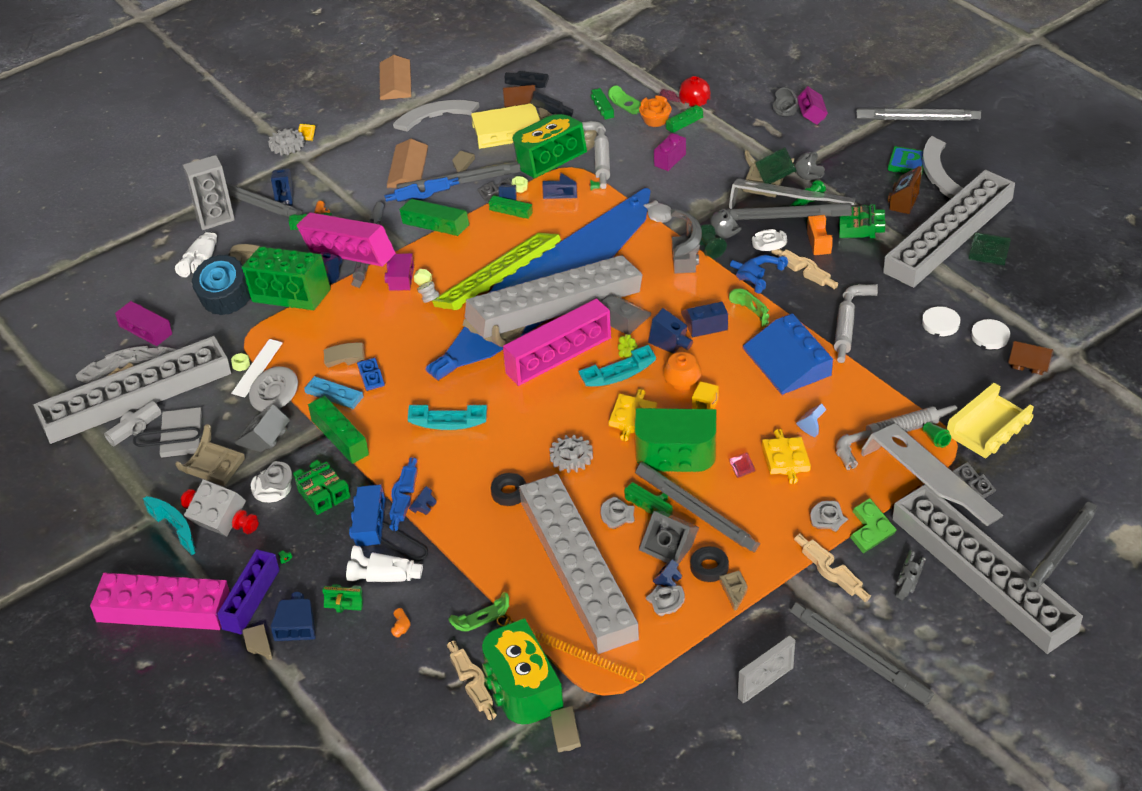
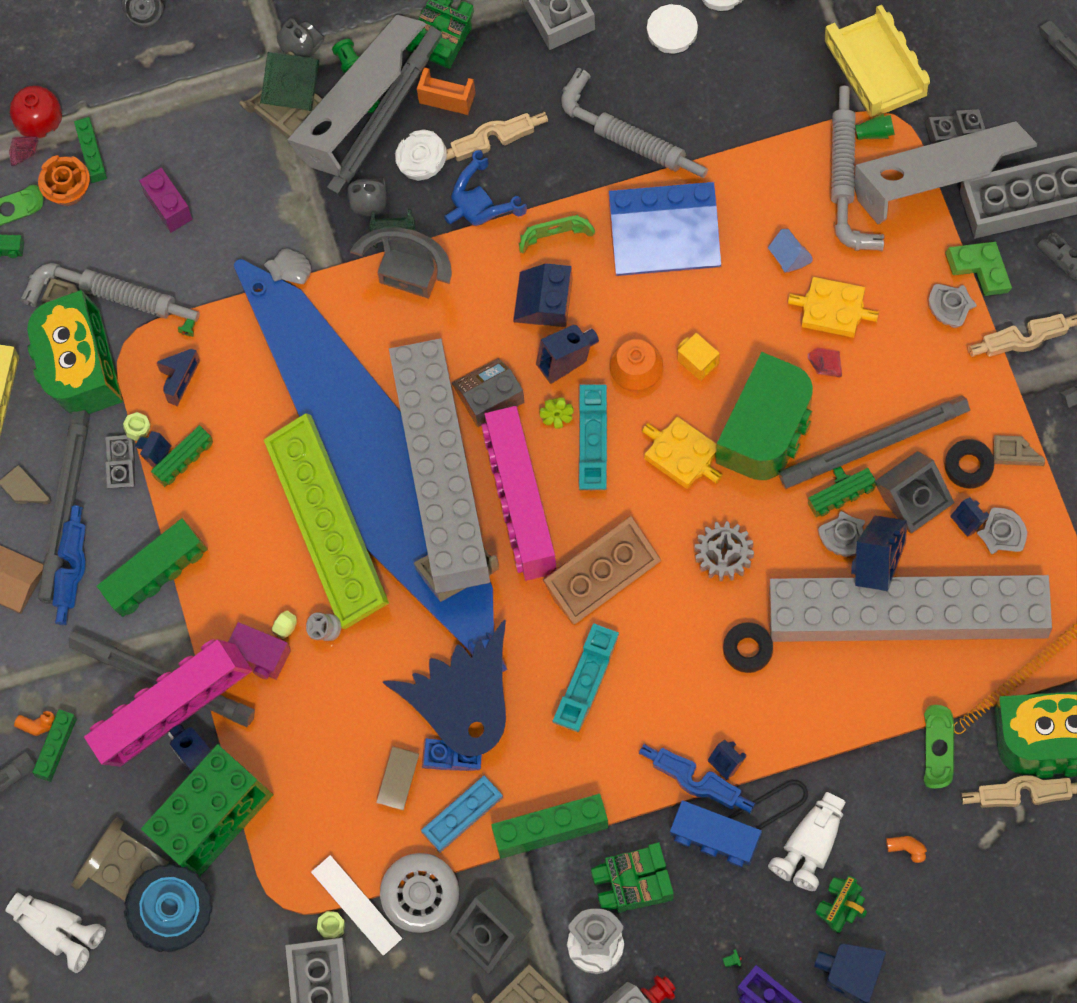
camera: 65 degrees left, 25 degrees up
(408, 360) = (462, 695): none -> dark blue piece
(528, 400) = (601, 570): none -> medium nougat slope
(605, 519) = (879, 552): none -> dark blue wedge

